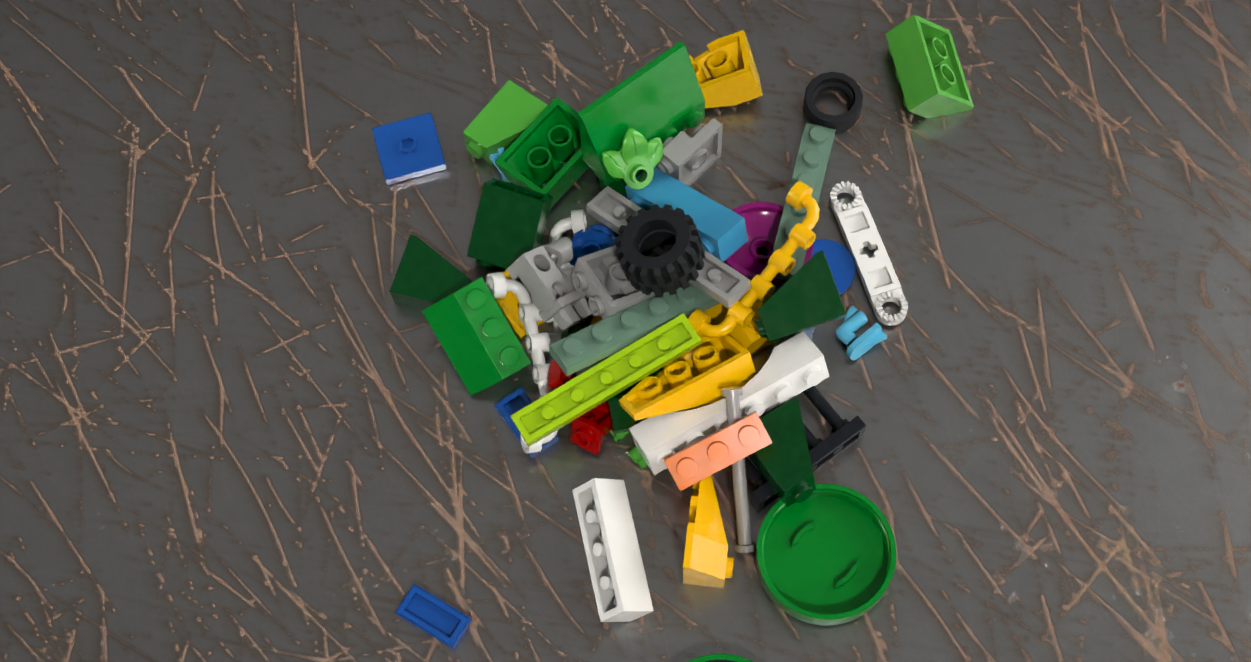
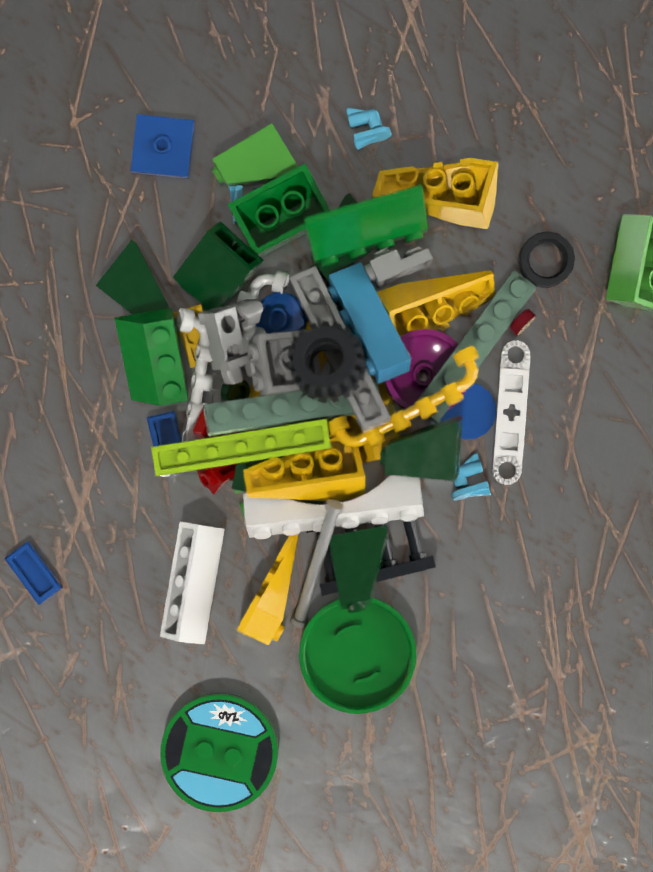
camera: 20 degrees right, 20 degrees up
(612, 59) = (375, 134): none -> medium azure piece
(634, 155) = (343, 263): bright green plate -> none
(718, 450) = (303, 548): plate -> none
(749, 173) = (436, 301): none -> yellow wedge
(837, 165) = (522, 322): none -> dark red tile

